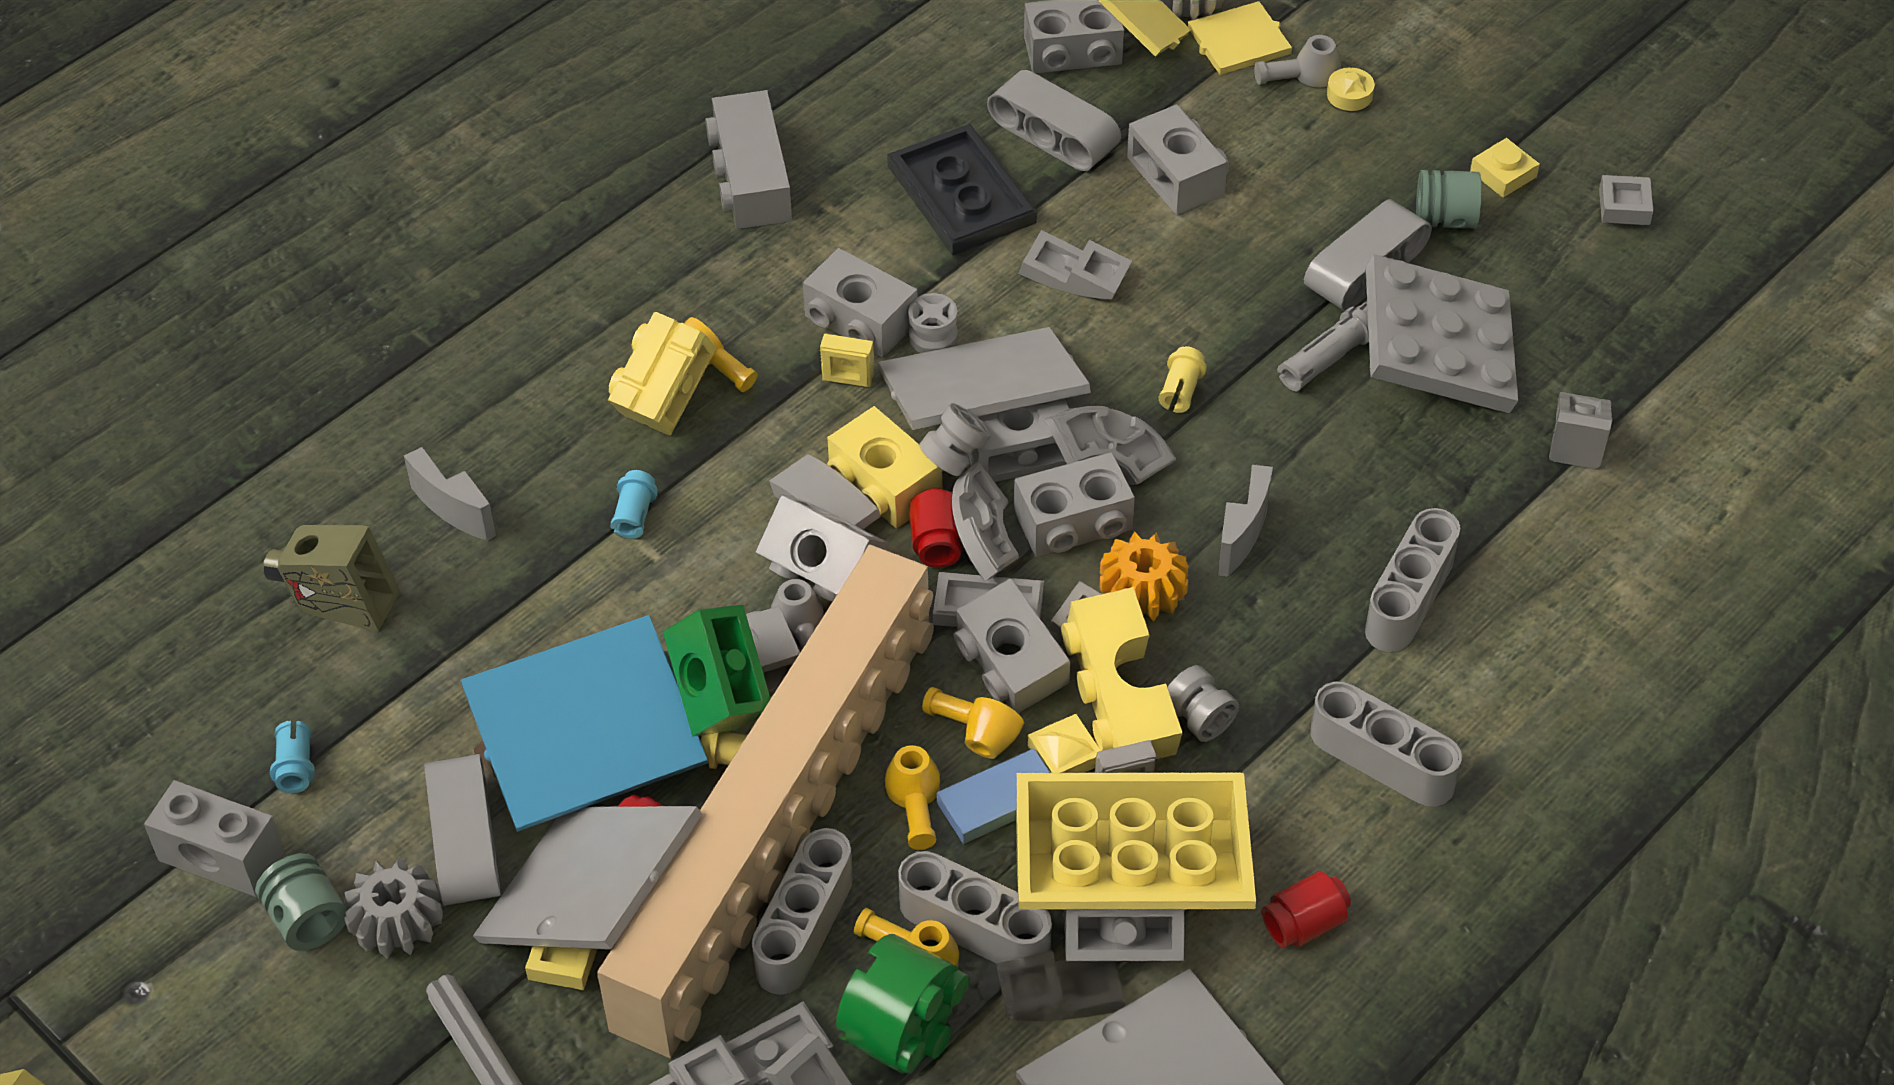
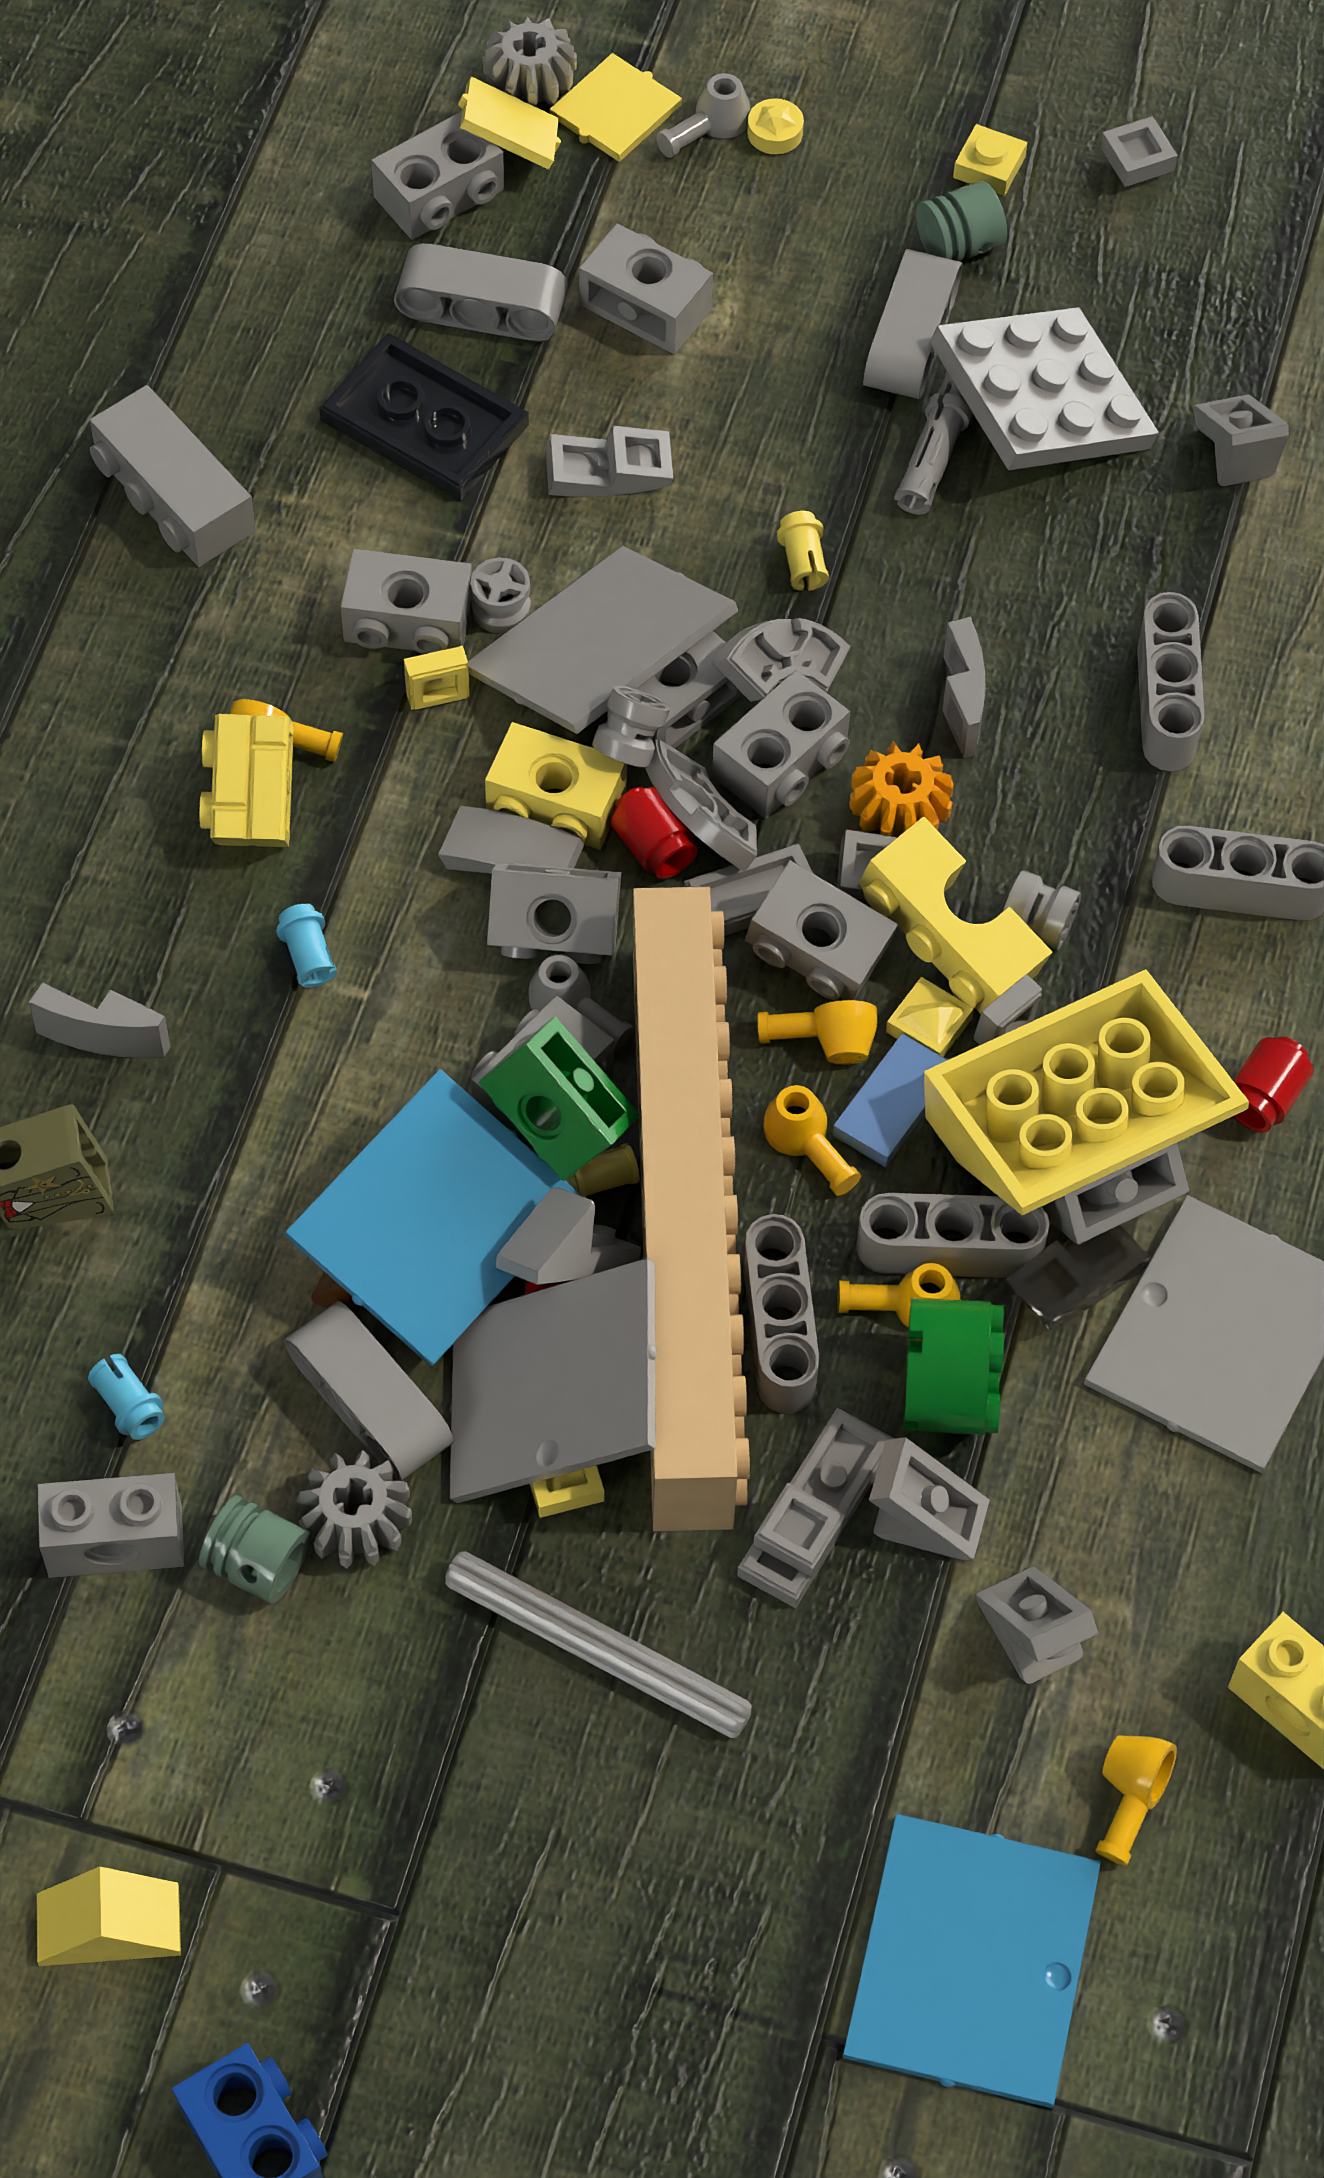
camera: 30 degrees left, 10 degrees up
(657, 777) = (563, 1242): none -> light grey slope

